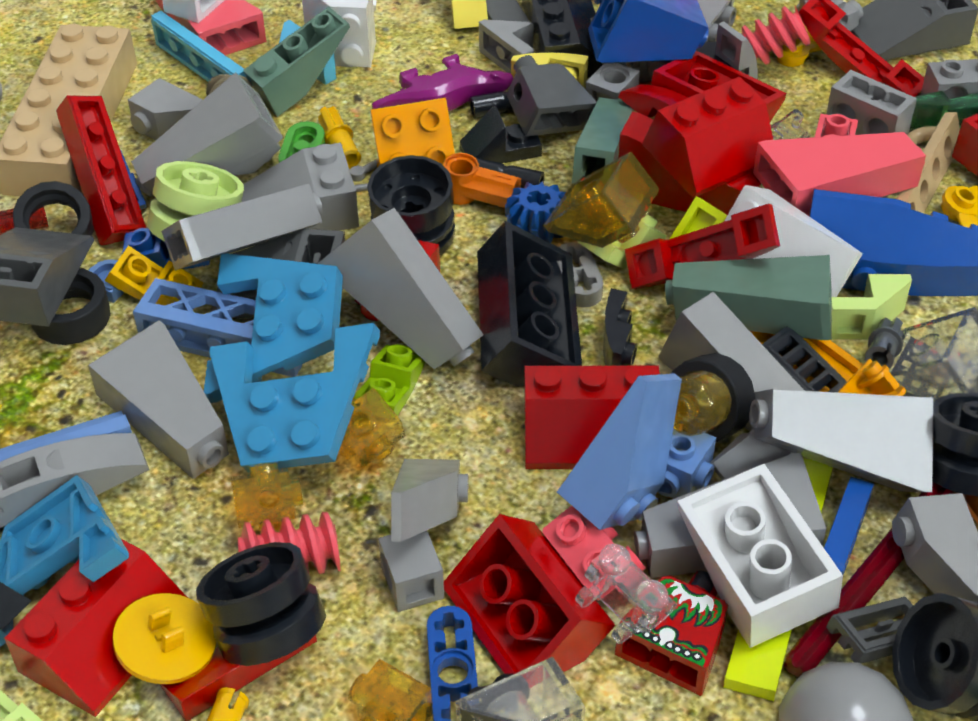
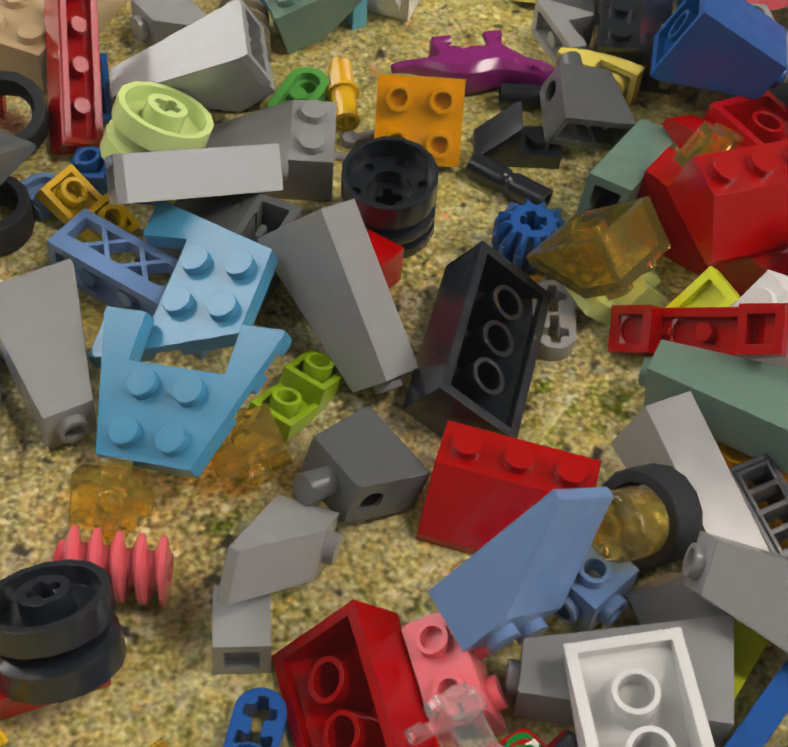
camera: 10 degrees right, 5 degrees up
(465, 423) = (360, 470): none -> dark grey torso
(478, 183) = (465, 181): orange piece -> none
(611, 80) = (661, 102): light grey brick -> none
(617, 343) = (567, 420): black slope -> none
(663, 96) = (708, 140): none -> clear yellow slope

